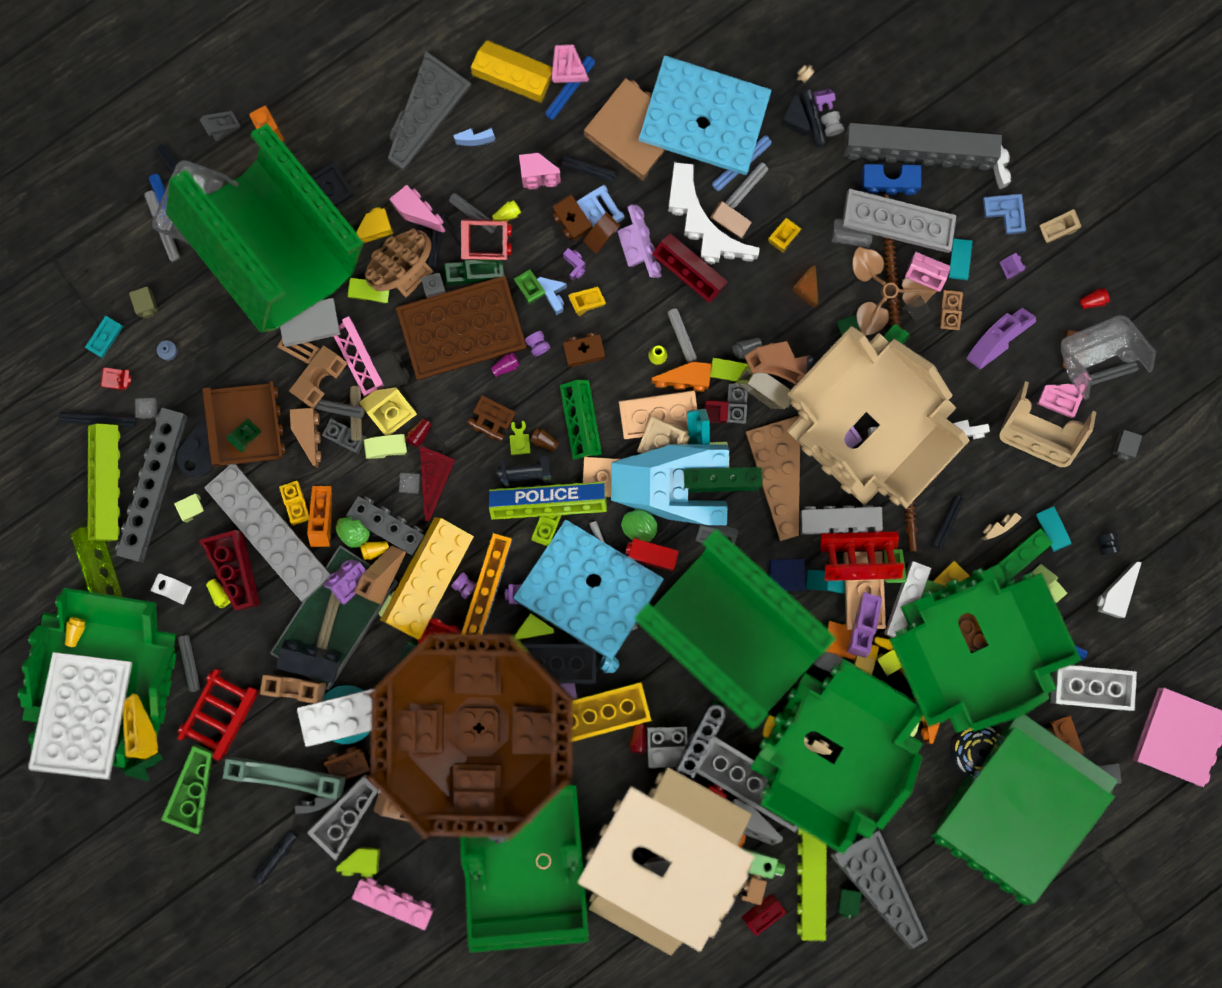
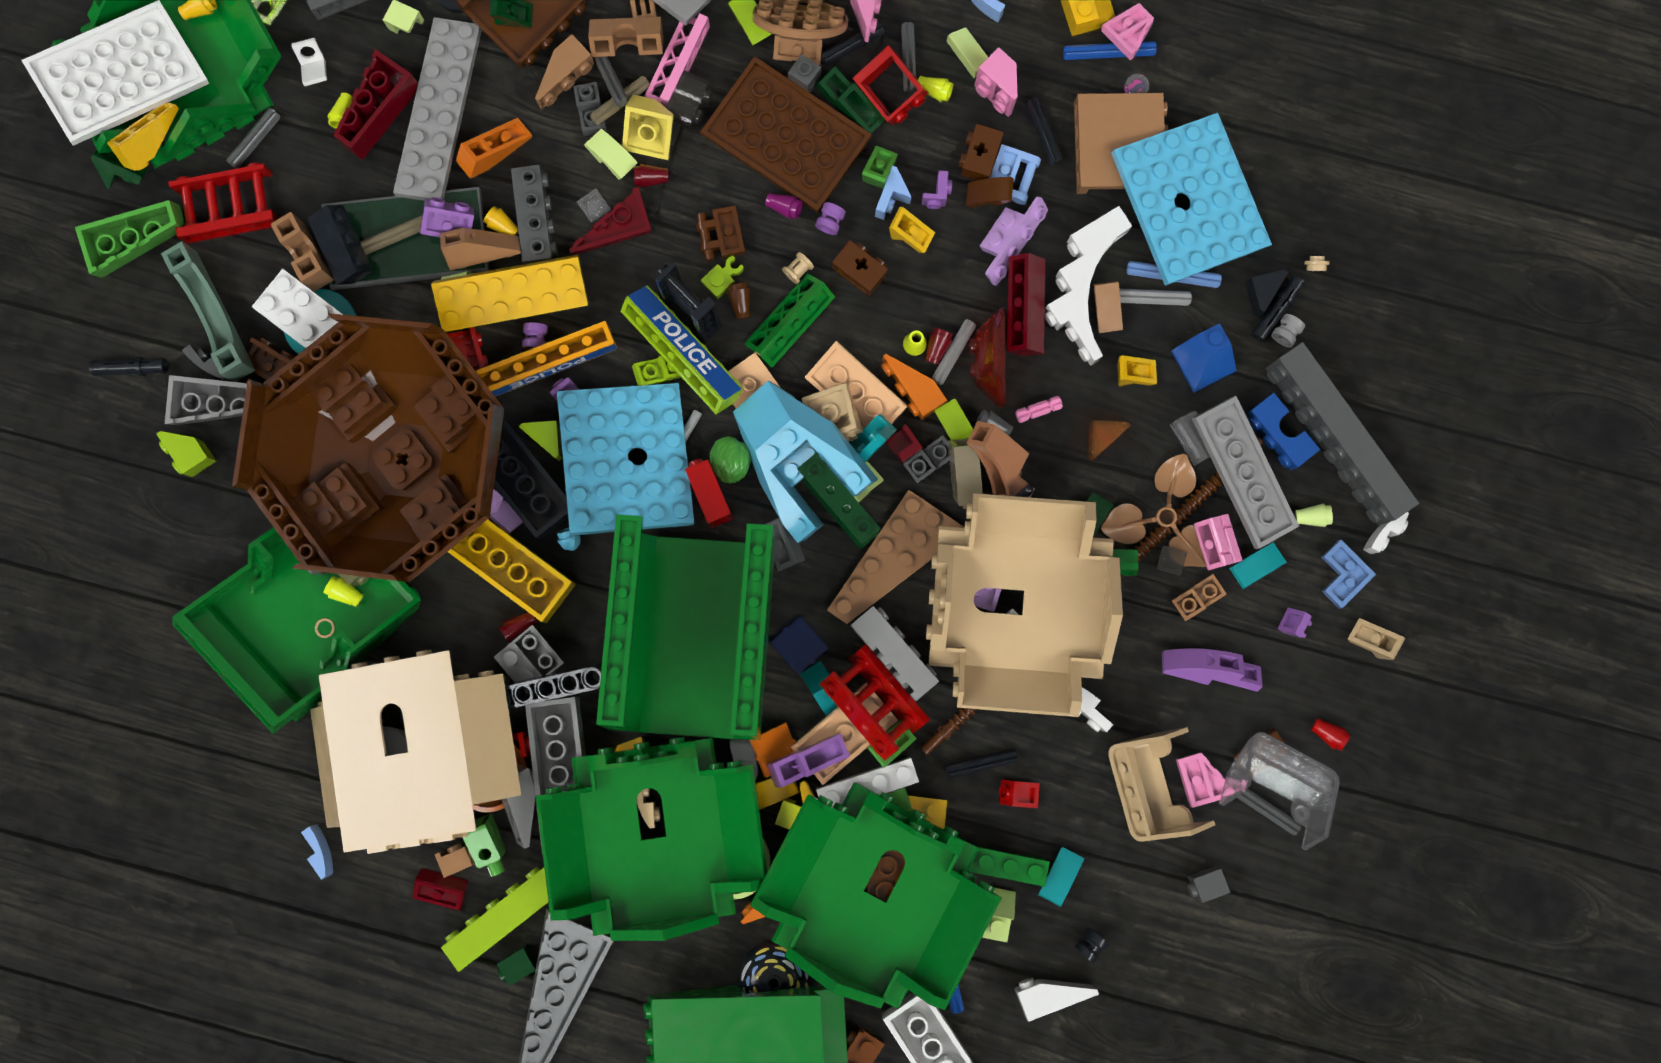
camera: 50 degrees right, 0 degrees up
(294, 502) = (489, 112): yellow slope -> none
(352, 532) = (499, 187): bright green hair -> none
(393, 903) = (168, 514): bright pink brick -> none
(500, 173) = (967, 50): none -> yellowish green slope
(532, 831) = (341, 591): none -> neon yellow cone
(552, 388) = (797, 268): none -> tan bush
(605, 89) = (1136, 84): none -> clear tile
(670, 342) = (937, 346): none -> dark red cone
(688, 974) = (322, 859): none -> light blue slope
(704, 316) = (990, 358): none -> clear red wedge
(759, 312) = (1039, 409): none -> bright pink axle
(809, 186) = (1205, 358): none -> blue slope
(824, 96) = (1307, 300): medium lavender tile -> none
(957, 200) = (1316, 515): none -> yellowish green cone
(984, 514) = (1019, 793): none -> red bracket
(996, 529) = (1013, 818): tan slope -> none

